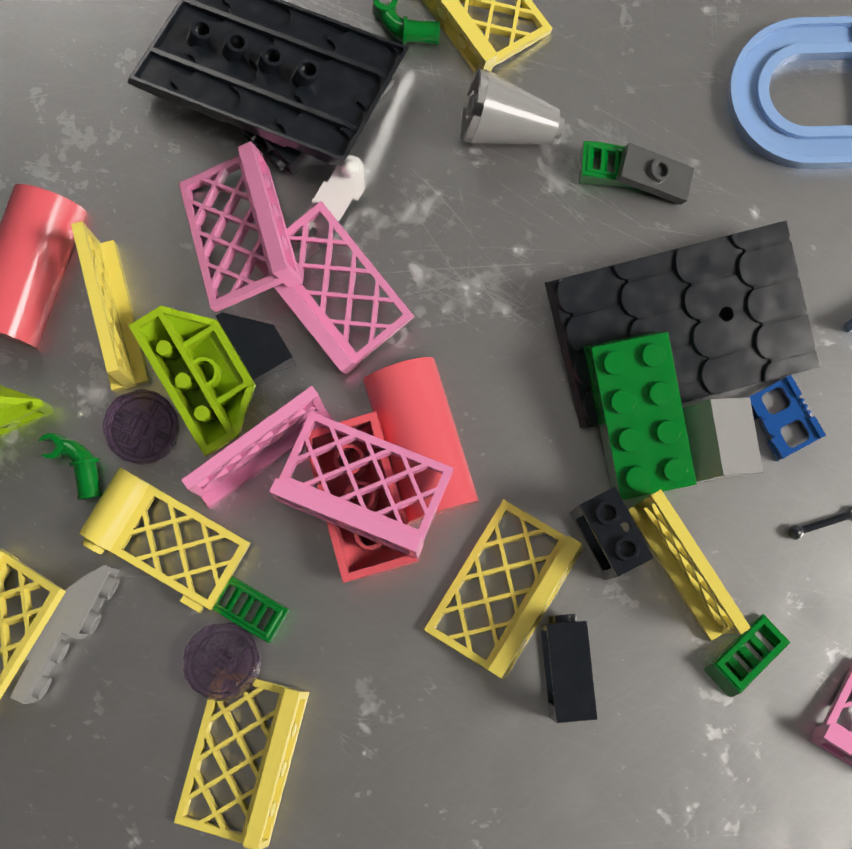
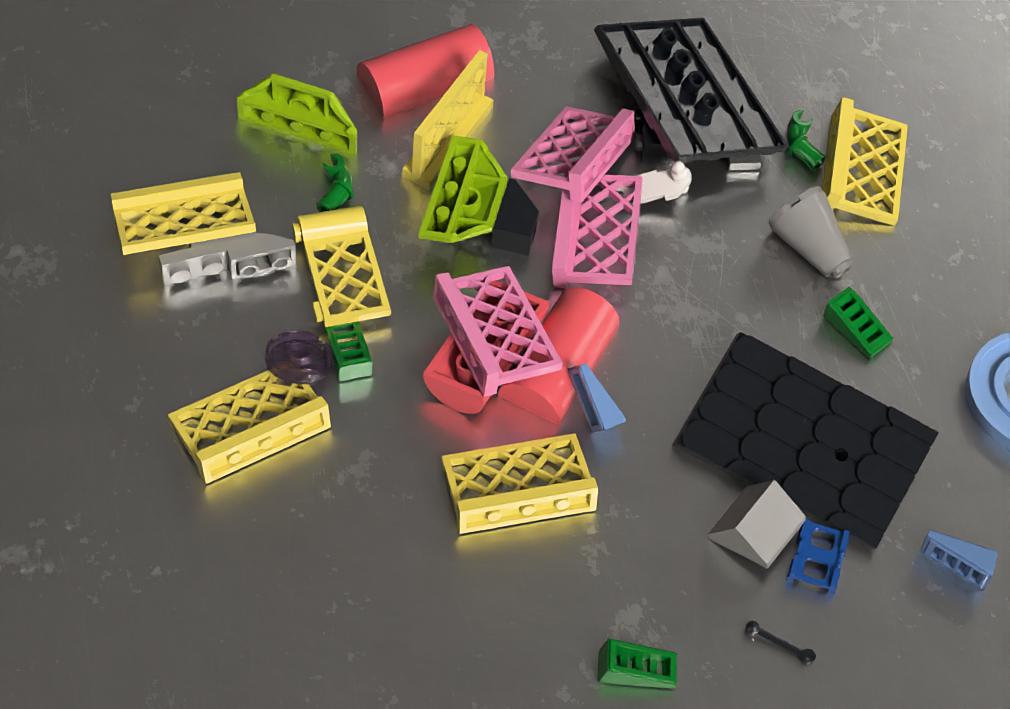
camera: 40 degrees right, 25 degrees down
(141, 427) = (396, 204): clear purple tile -> none
(254, 450) = (420, 268): bright pink fence -> none
(506, 464) = (596, 402): none -> medium blue slope
(568, 669) = (507, 547): black window -> none
(601, 529) = (621, 496): black window -> none
(640, 414) = (717, 453): green brick -> none
(655, 173) = (879, 346): dark grey plate -> none
(687, 567) = (654, 571): light yellow fence -> none

